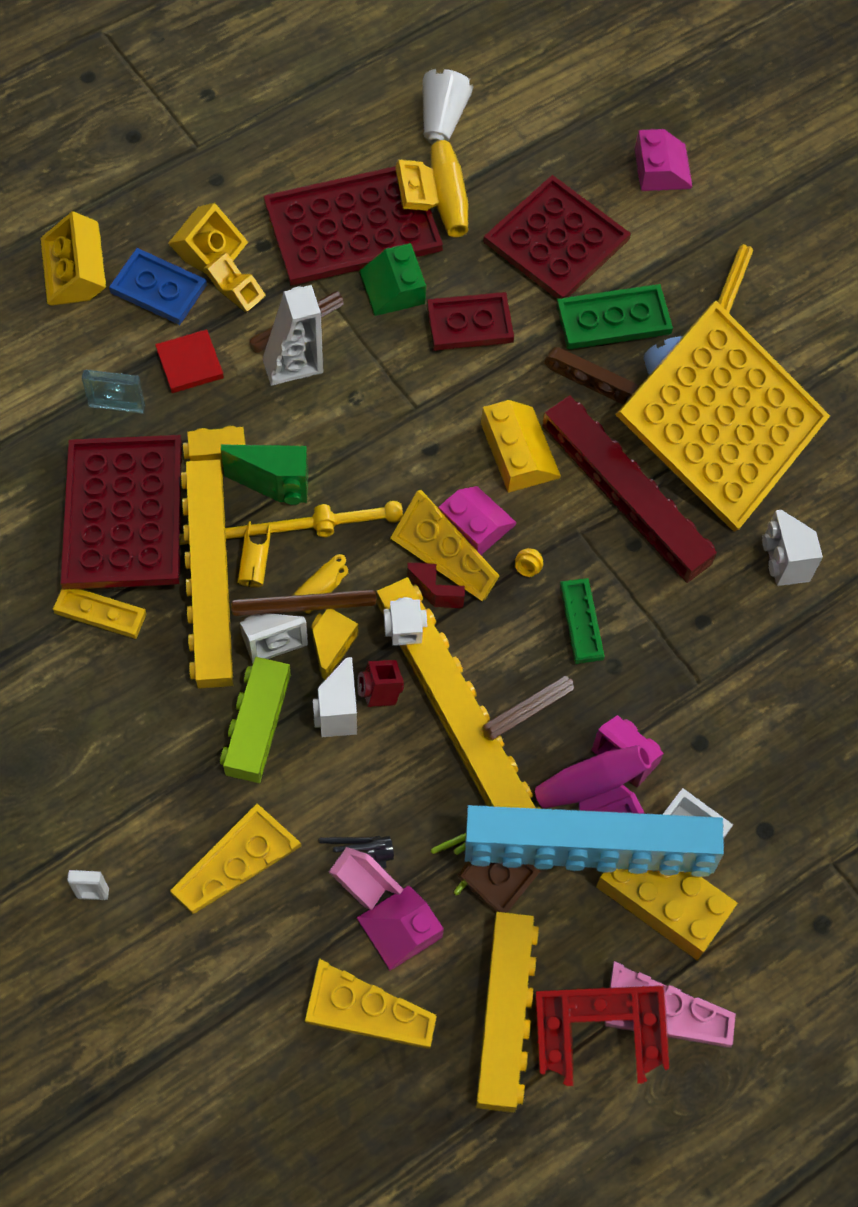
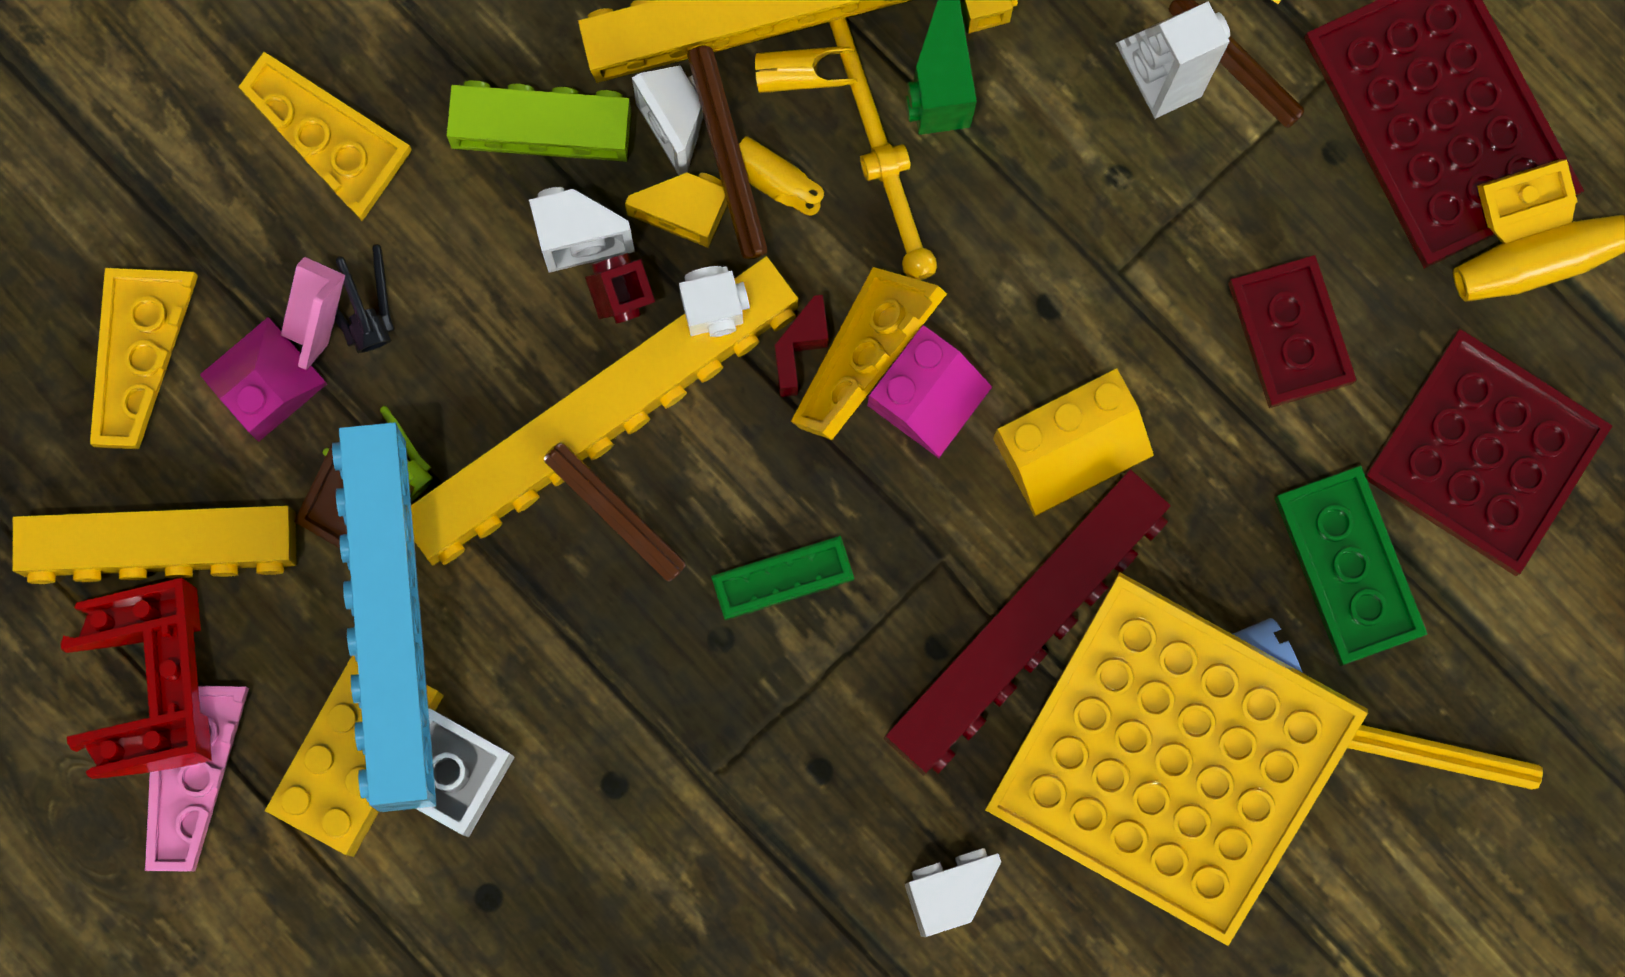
camera: 80 degrees right, 15 degrees up
(394, 280) = (1342, 198): green slope -> none
(529, 562) = (869, 484): yellow plate -> none
(590, 375) = (1225, 541): reddish brown beam -> none
(598, 782) = (492, 631): dark pink plate -> none
(623, 734) = (573, 670): dark pink slope -> none

